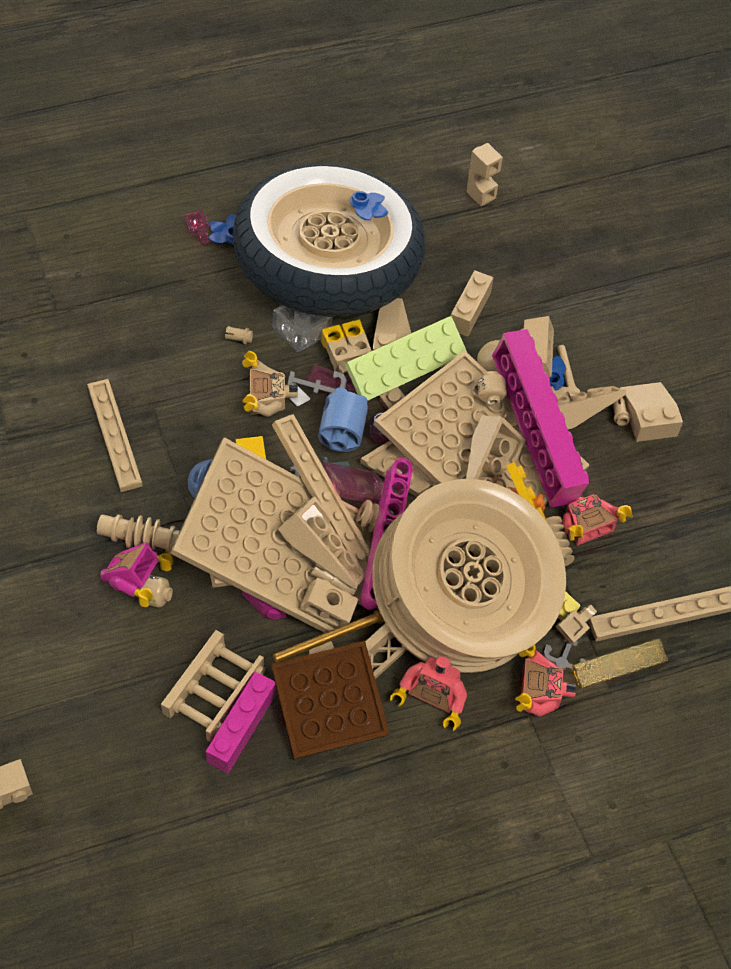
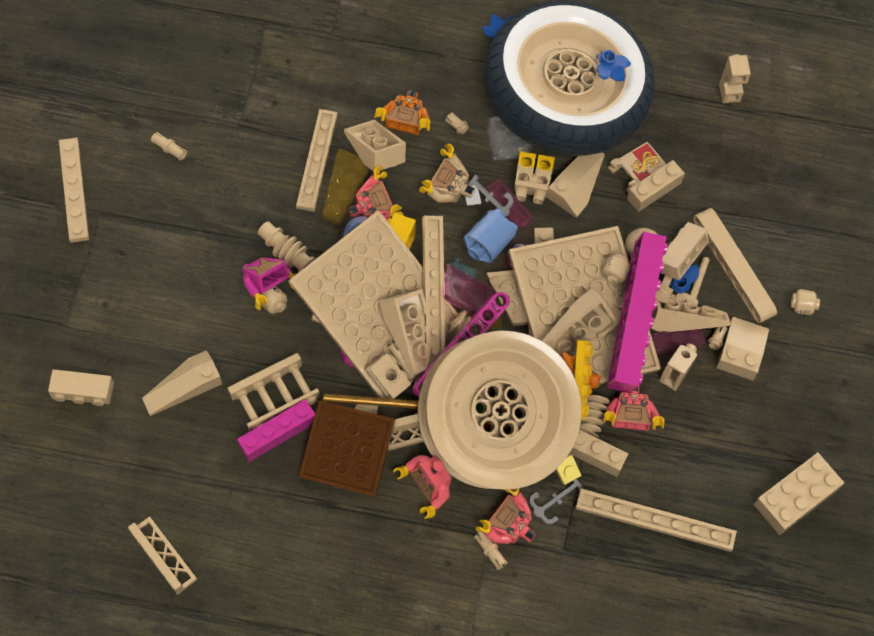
camera: 30 degrees right, 10 degrees up
(109, 721) = (187, 381): none -> tan wedge
(158, 444) = (344, 183): none -> clear yellow wing
(171, 390) = (376, 145): none -> tan slope
(183, 348) = (405, 114): none -> torso
(191, 930) = (157, 560): none -> tan fence
(198, 224) = (480, 12): clear pink plate -> none
(198, 440) = (374, 197): none -> torso
(405, 359) = (570, 209): yellowish green plate -> none
(441, 291) = (638, 163): none -> flag
(540, 725) = (491, 550): none -> tan pin
(574, 624) = (564, 488): tan plate -> none
(590, 430) = (670, 341): none -> clear pink plate
(591, 574) = (598, 453): none -> tan brick
(596, 341) = (736, 266): none -> tan beam
(605, 444) = (681, 362): none -> tan torso
(619, 663) = (582, 535): clear yellow tile -> none
(678, 341) = (805, 302): none -> tan head

